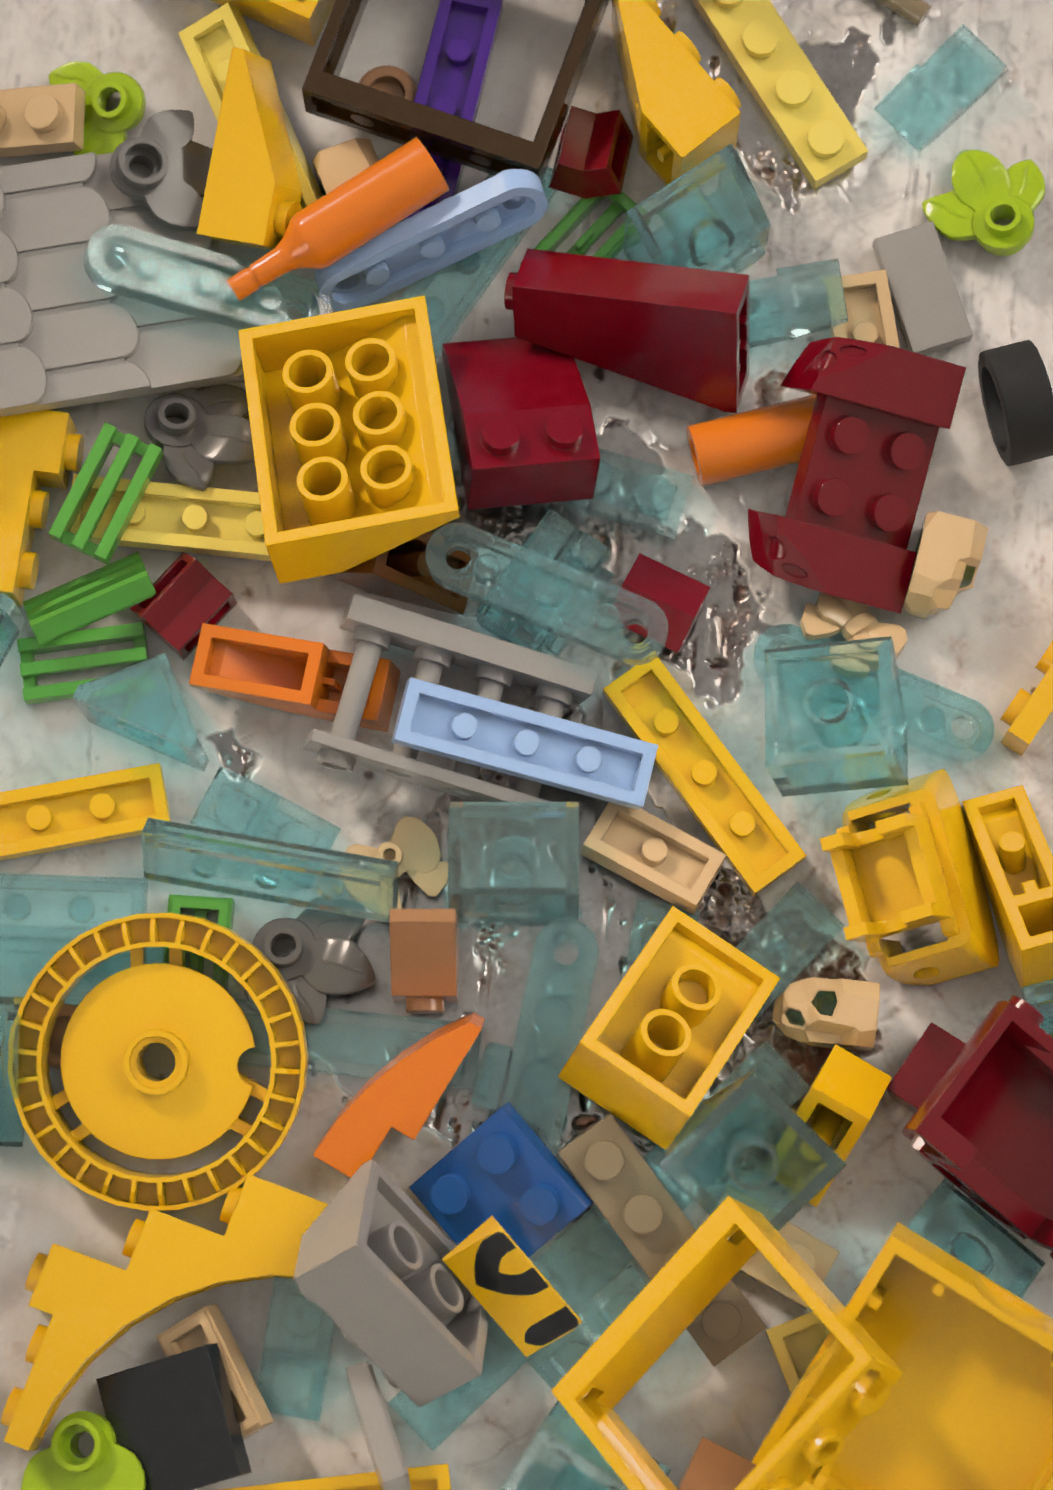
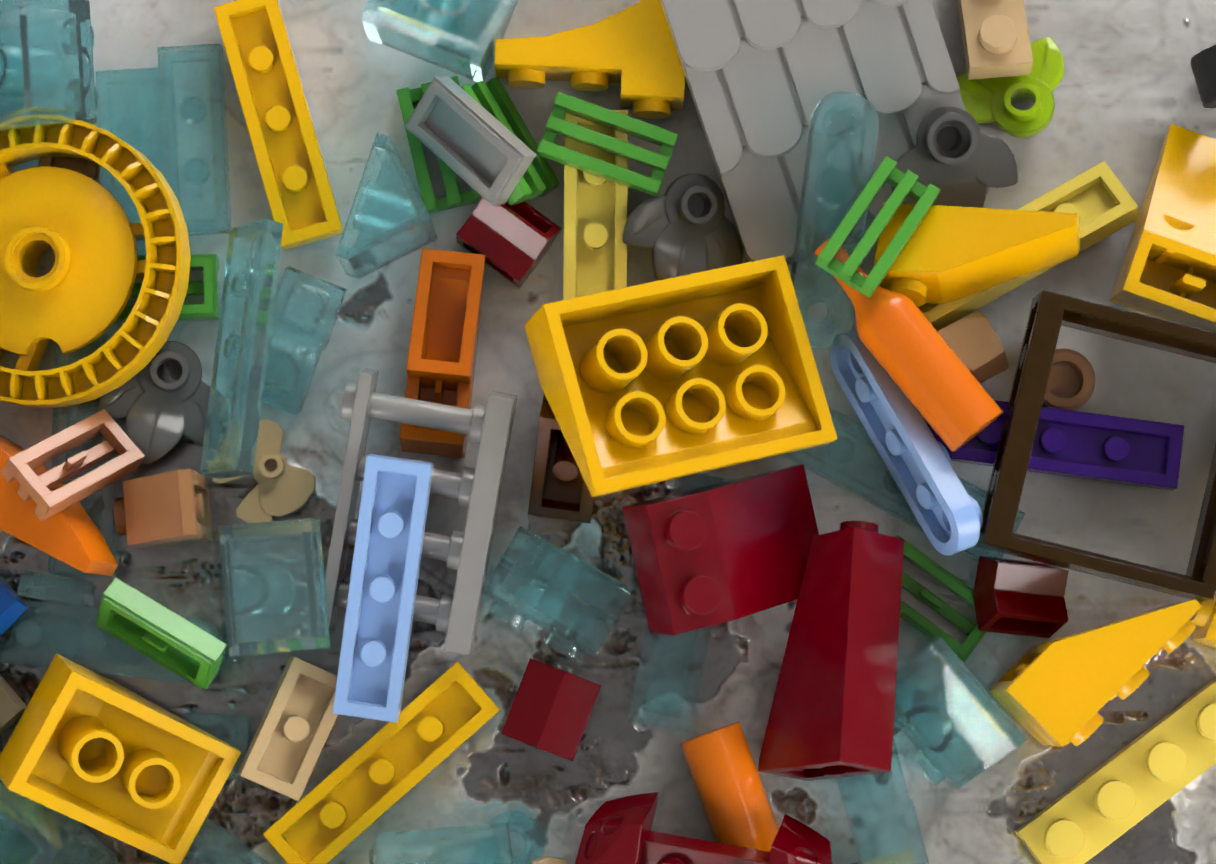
camera: 80 degrees right, 5 degrees up
(86, 623) = (470, 140): none -> light grey tile
(186, 205) = (904, 185): none -> bright green tile
(388, 1066) = (37, 487): none -> nougat tile
(546, 593) = (535, 595): clear light blue plate -> none
(549, 967) = (160, 634): none -> bright green tile

